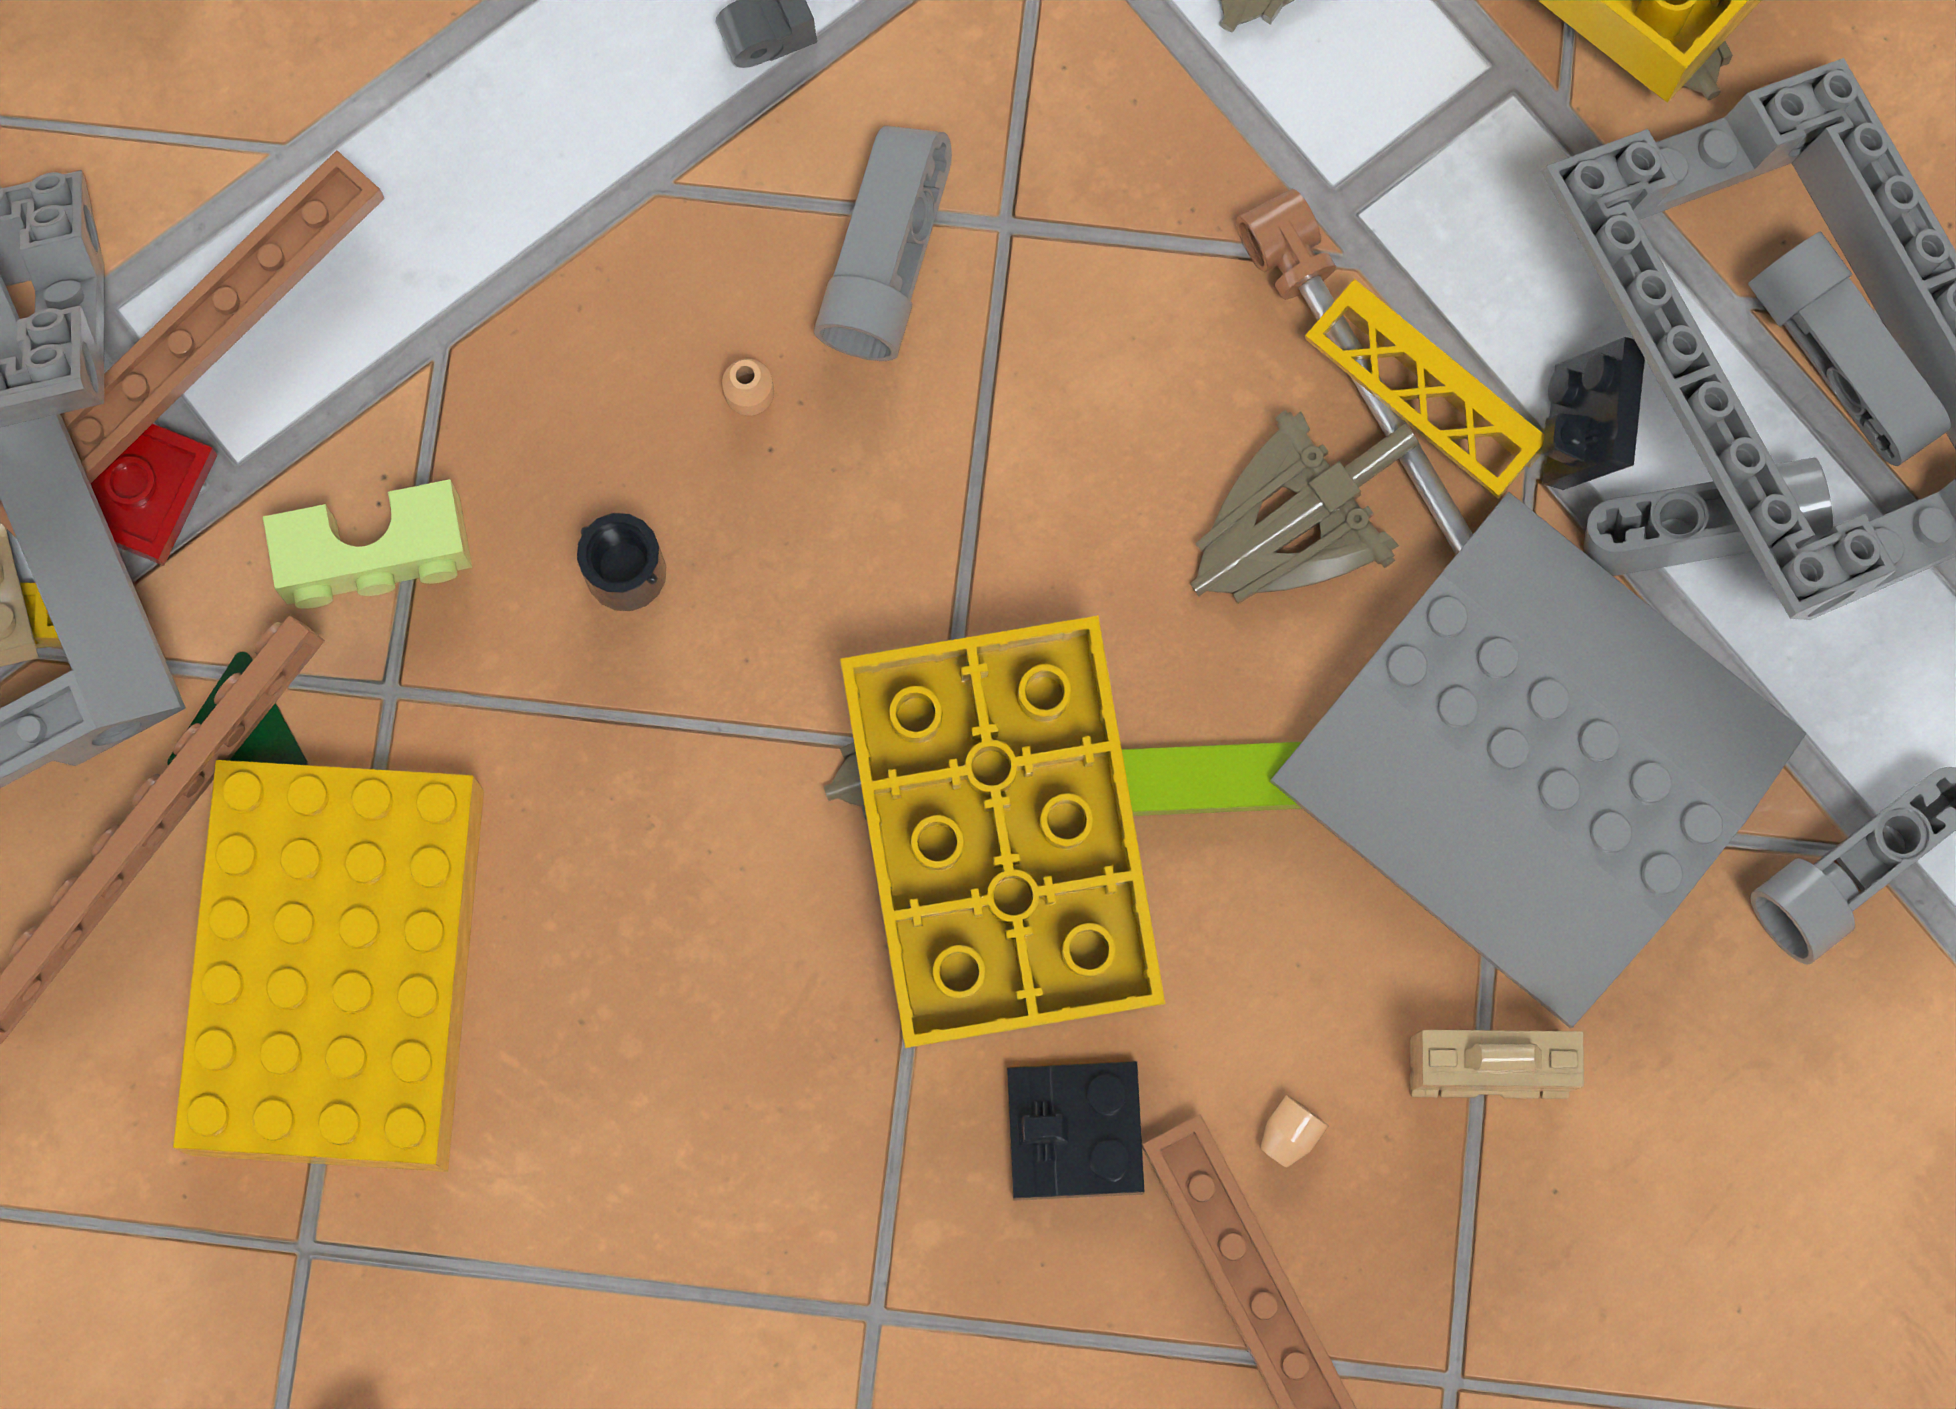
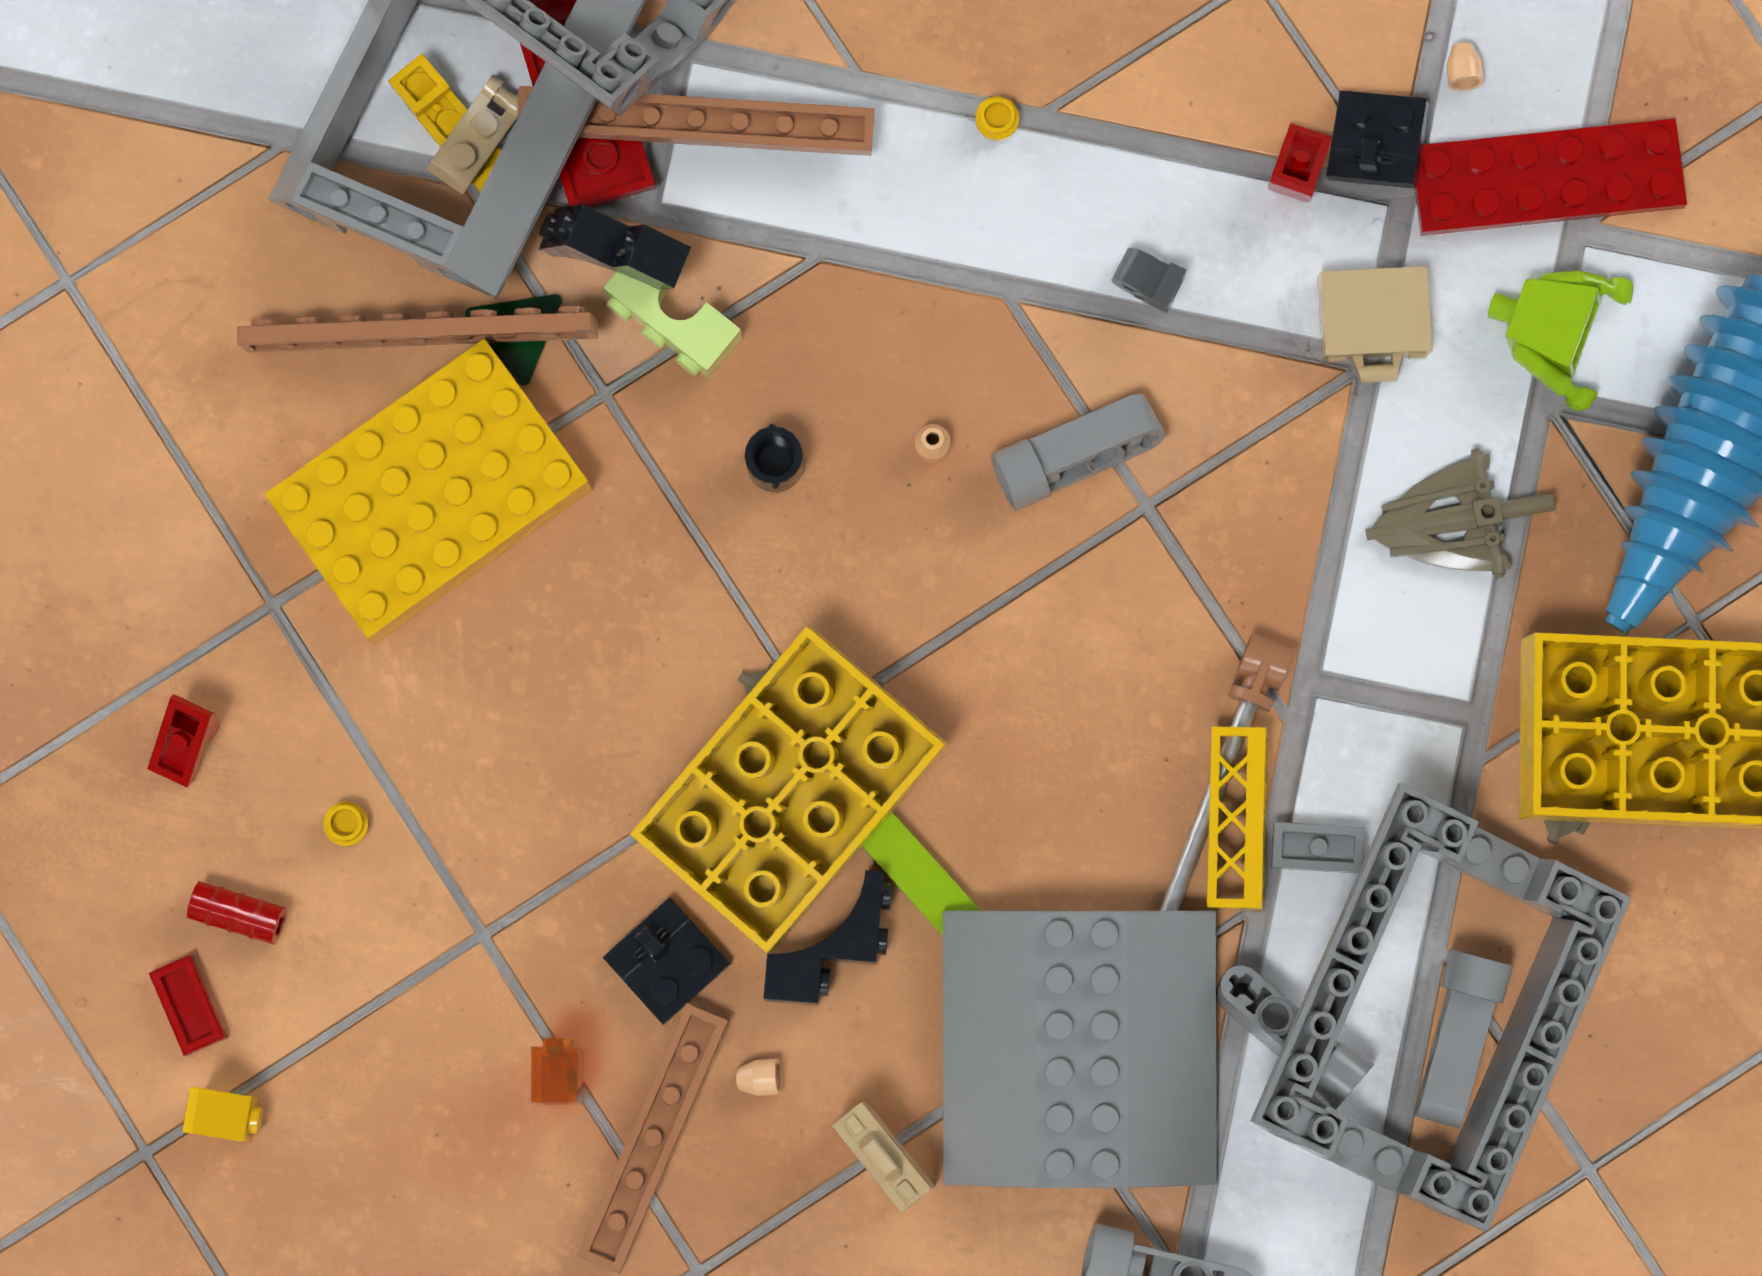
camera: 50 degrees right, 5 degrees up
(216, 547) = (603, 241): none -> black arch
(459, 43) = (997, 118): none -> yellow plate
(621, 1366) = (345, 824): none -> yellow plate
(1107, 1350) = (557, 1073): none -> clear orange brick
(1226, 899) = (799, 974): none -> black arch
(1243, 556) = (1062, 791): dark tan bar -> none
(1524, 335) = (1317, 847): none -> light grey plate
(1593, 414) = (1295, 922): black hinge -> none

